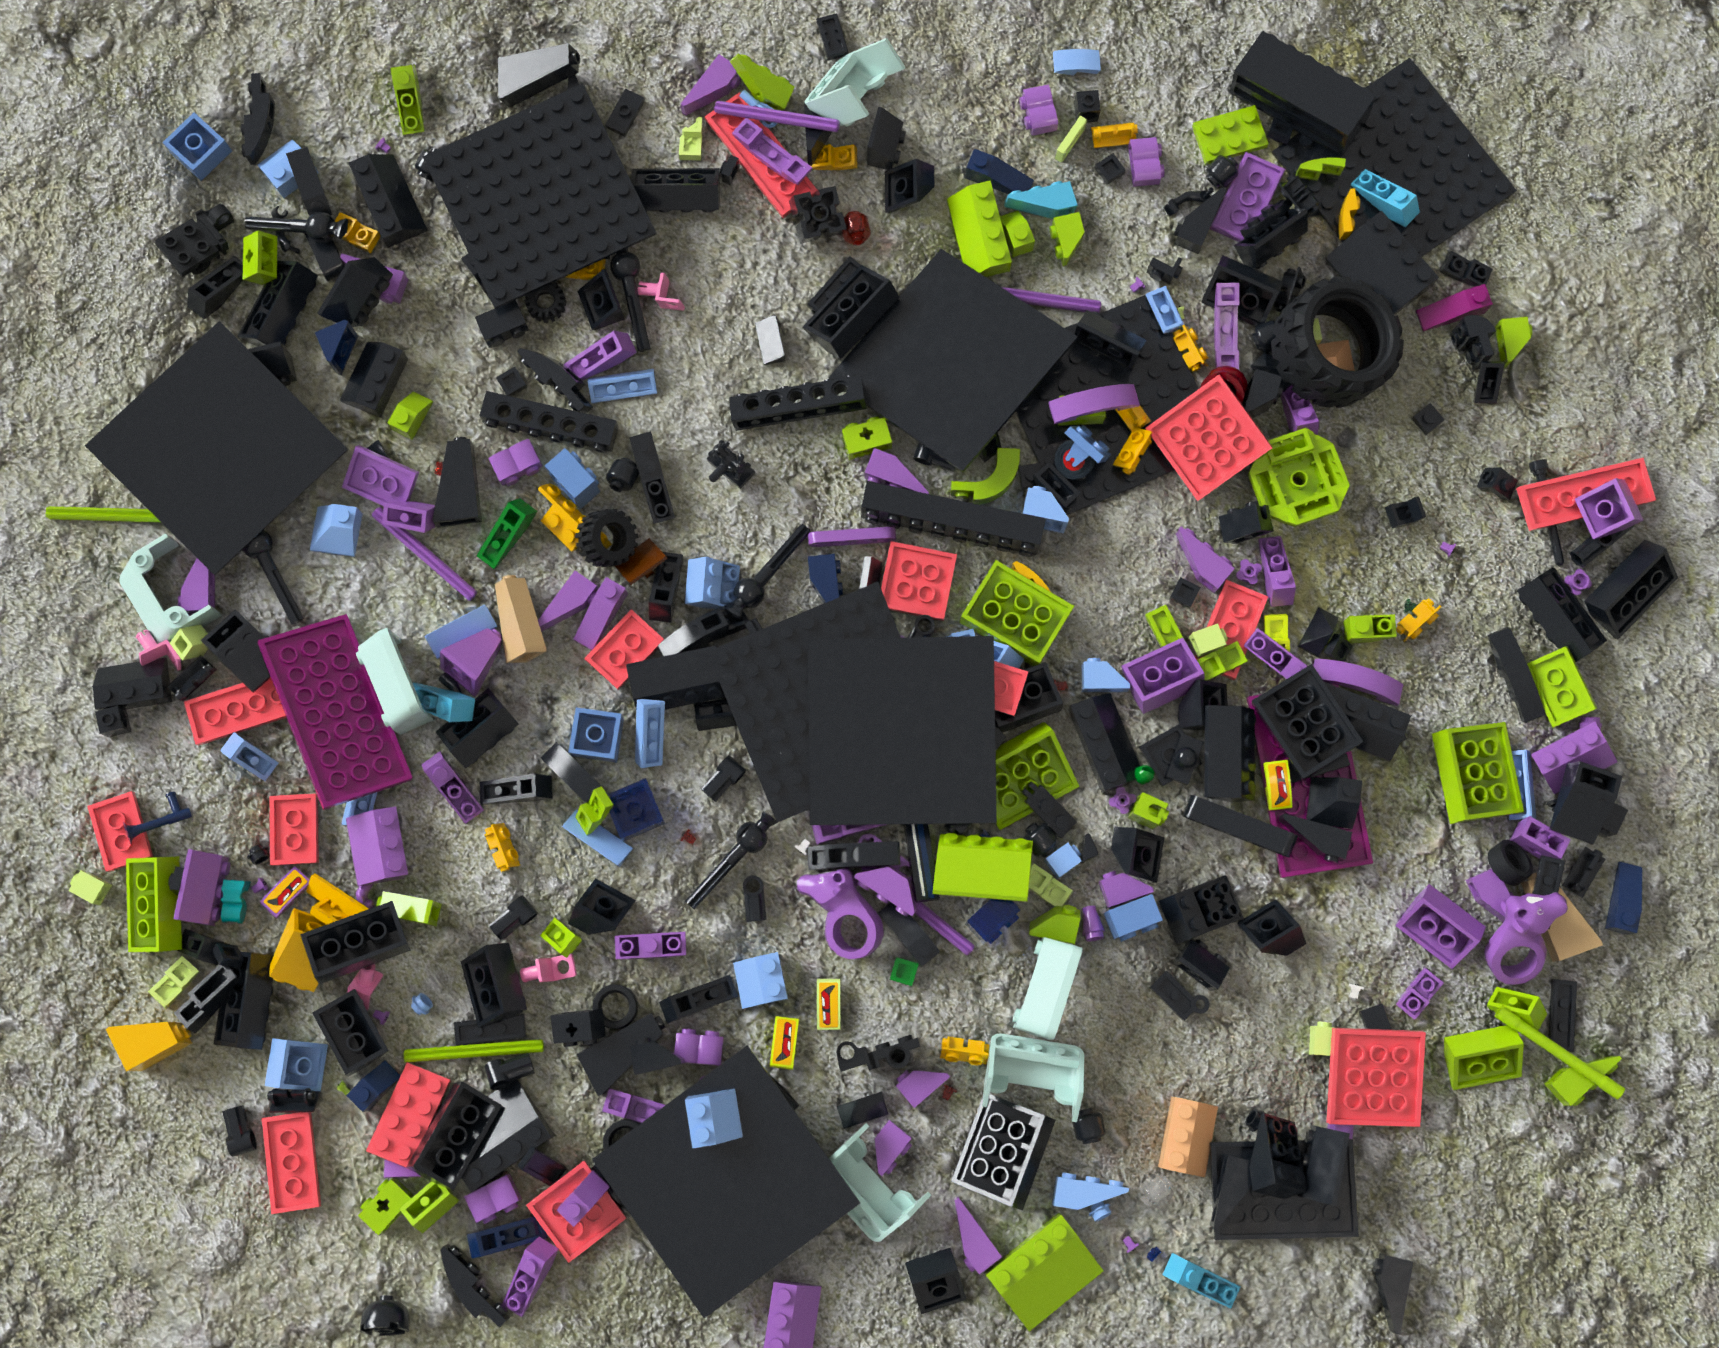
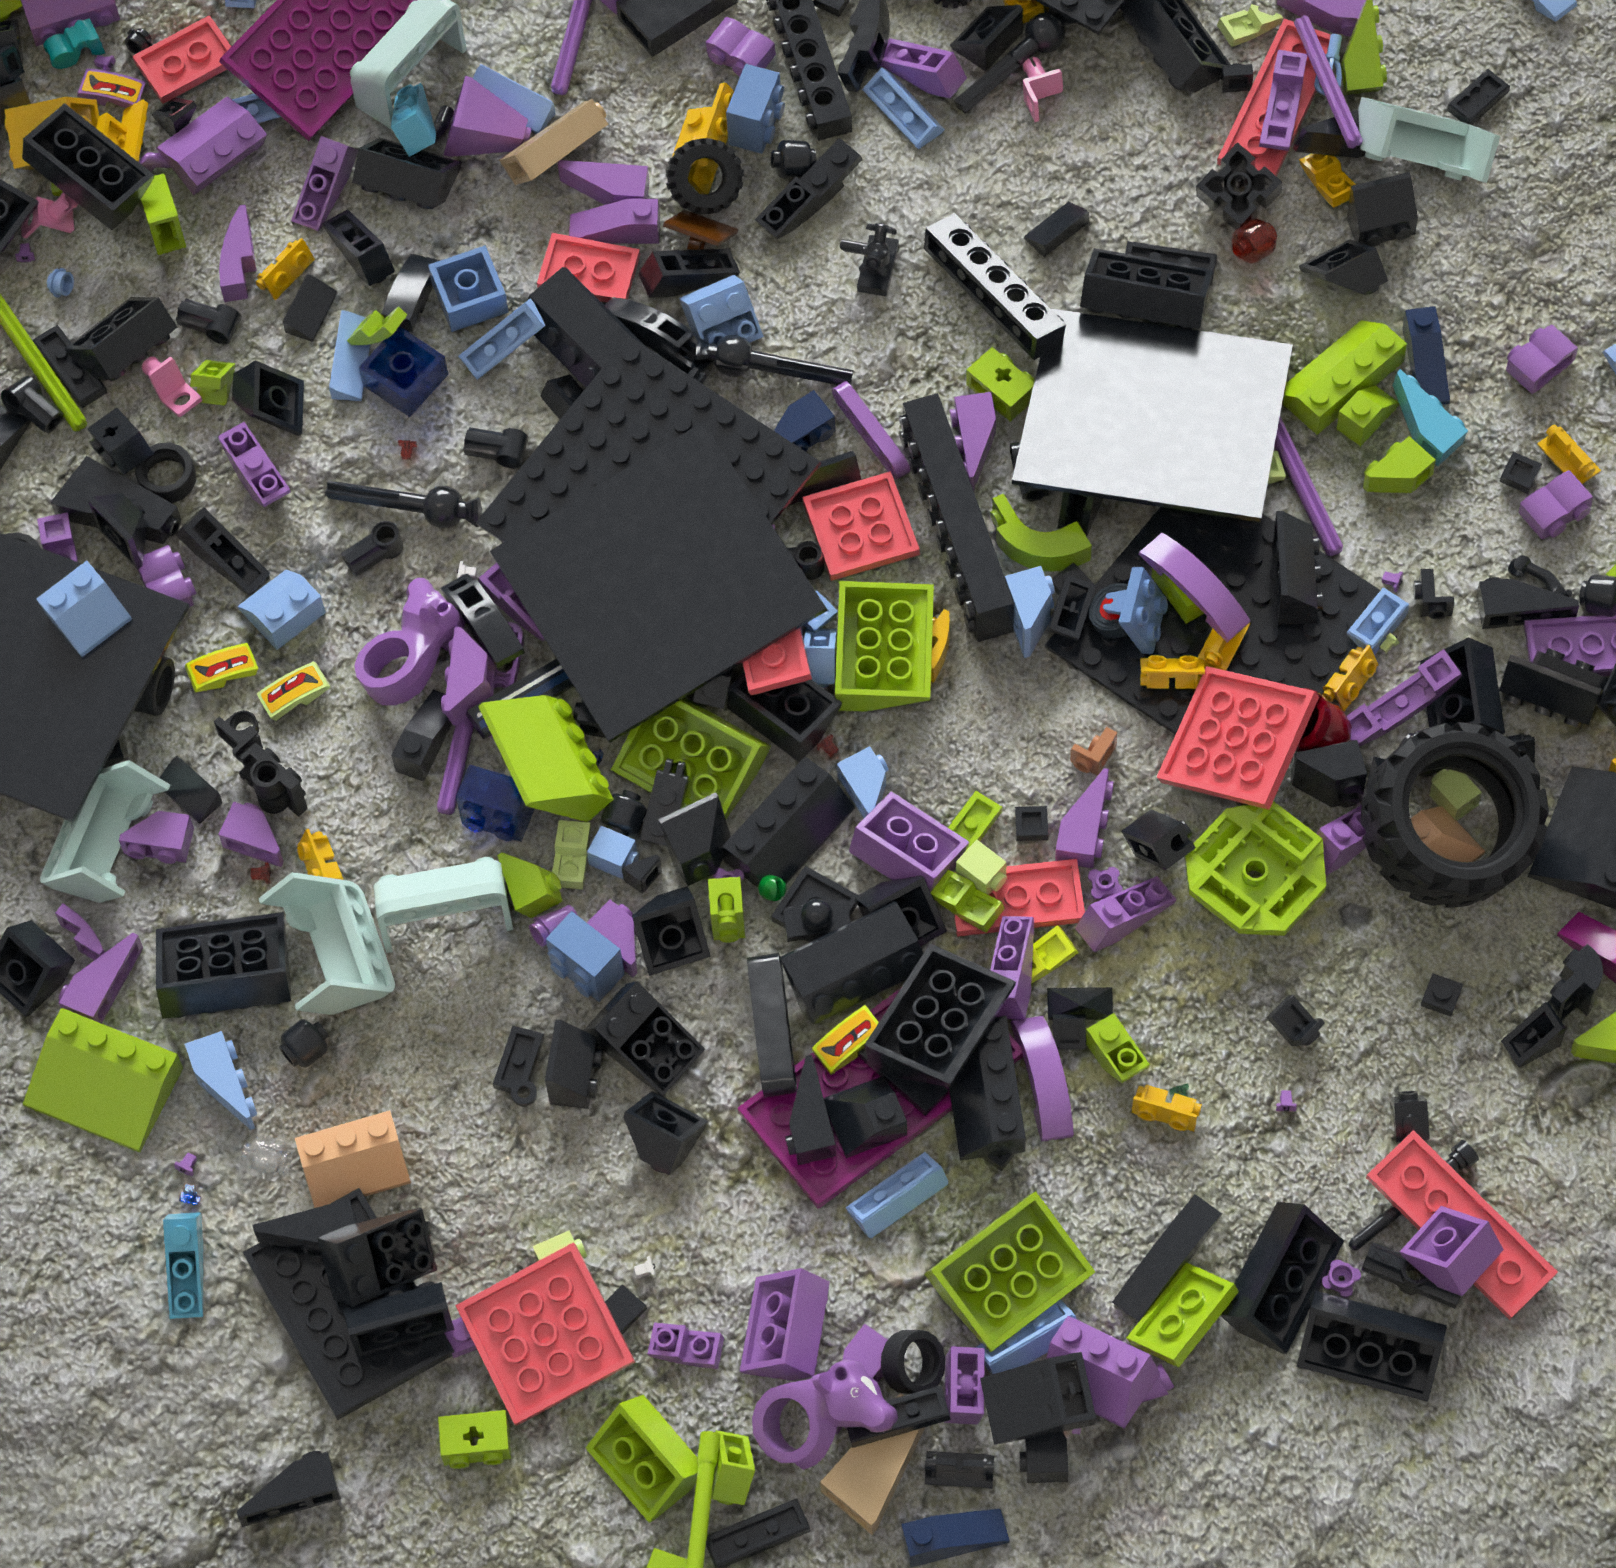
camera: 65 degrees right, 15 degrees down
(335, 859) = (175, 115): none -> black slope
(475, 874) = (236, 257): none -> medium lavender slope
(506, 532) = (656, 81): green slope -> none
(543, 846) = (309, 308): none -> black slope
(904, 971) = (377, 749): green plate -> none
(939, 1230) = (85, 937): none -> medium lavender slope
(1071, 139) = (1527, 410): yellowish green tile -> none
(1087, 105) = (1581, 405): black brick -> none
(1090, 805) = (696, 838): none -> black slope
(1100, 1211) = (208, 1108): light blue plate -> none
(1160, 524) = (1097, 754): none -> nougat bracket
(1385, 811) = (897, 1195): none -> light blue slope
(1408, 1165) = (457, 1434): none -> lime brick

